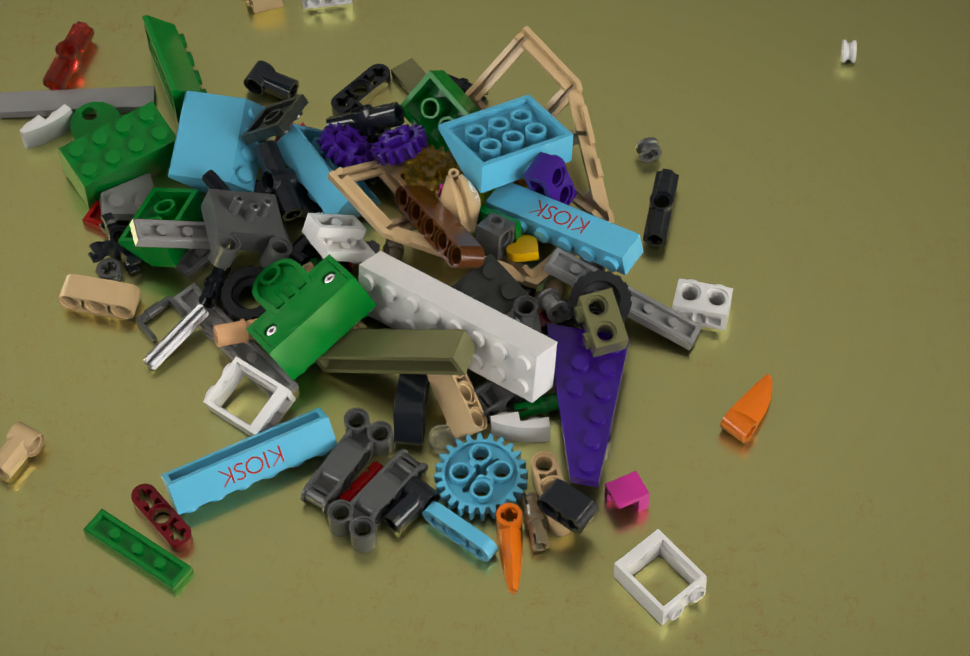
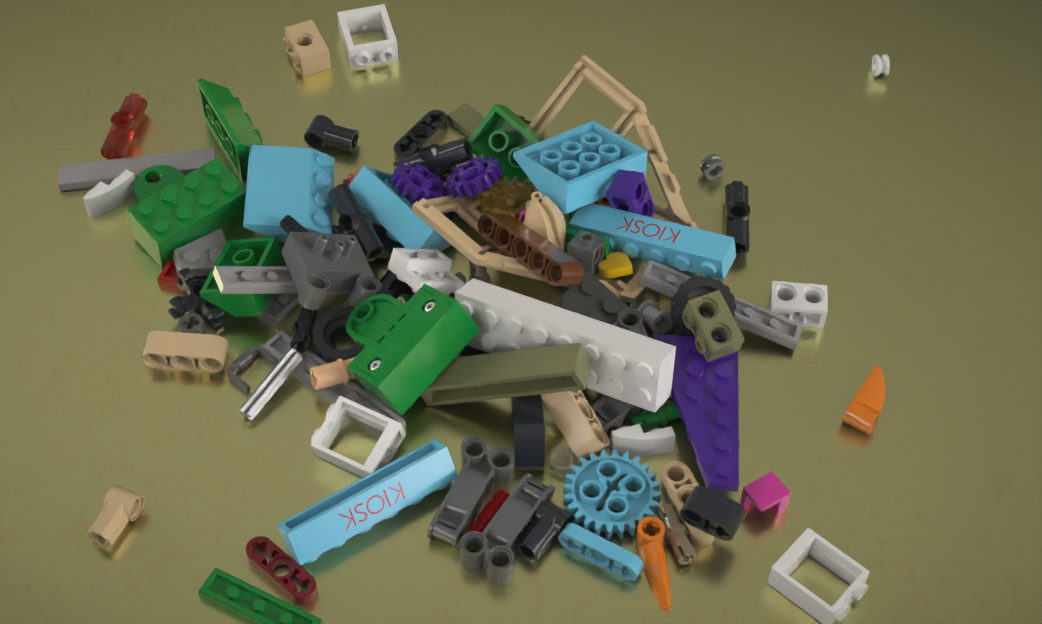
camera: 10 degrees left, 5 degrees down
(275, 120) = (345, 164): pearl dark grey plate -> none

